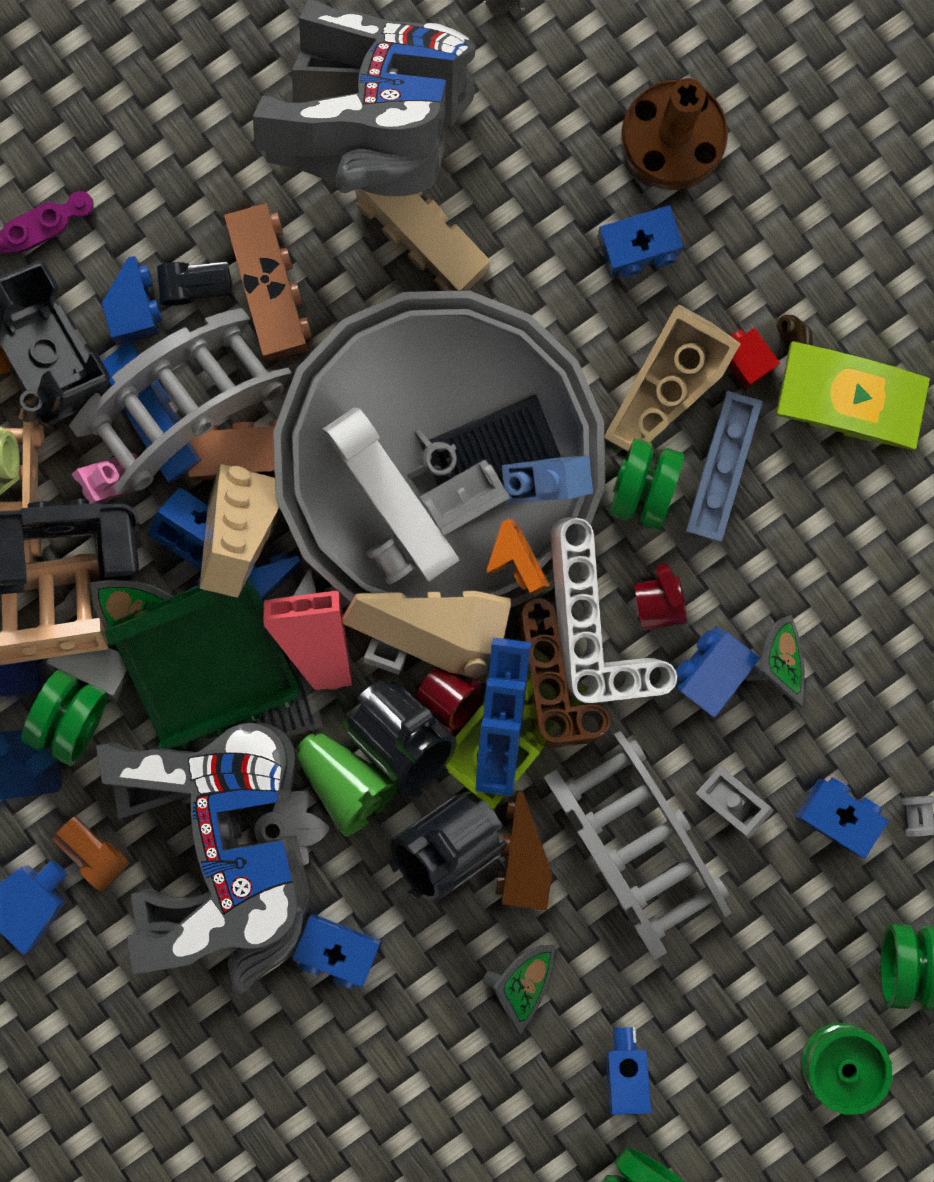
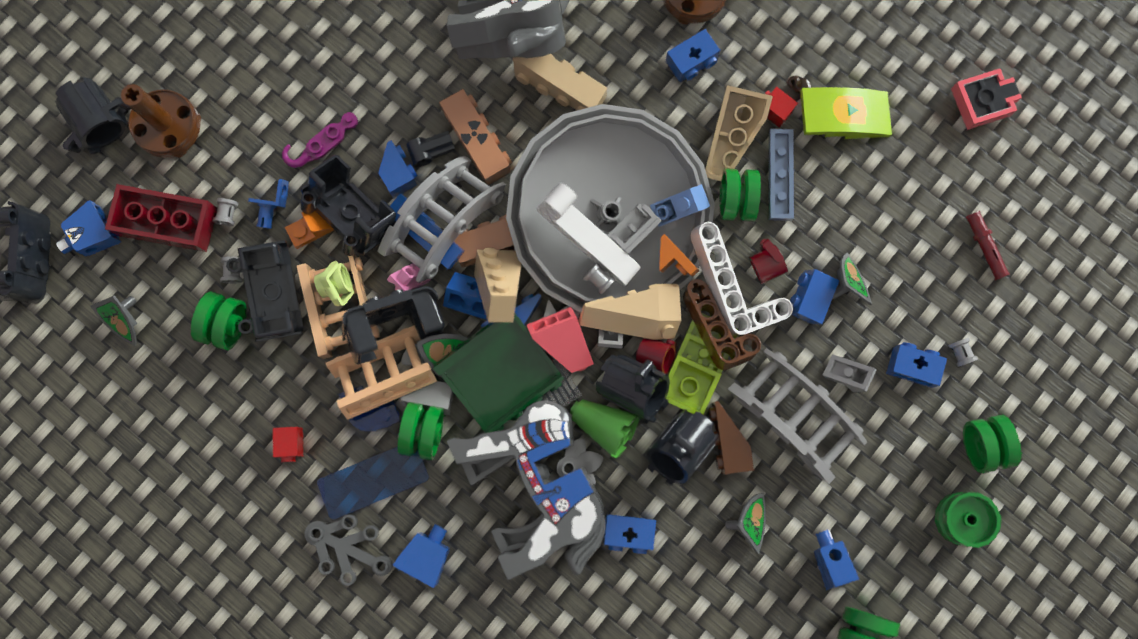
camera: 15 degrees left, 5 degrees down
(98, 860) = (462, 515): dark orange piece -> none
(501, 438) = (645, 188): black window -> none
(502, 716) = (693, 357): blue slope -> none

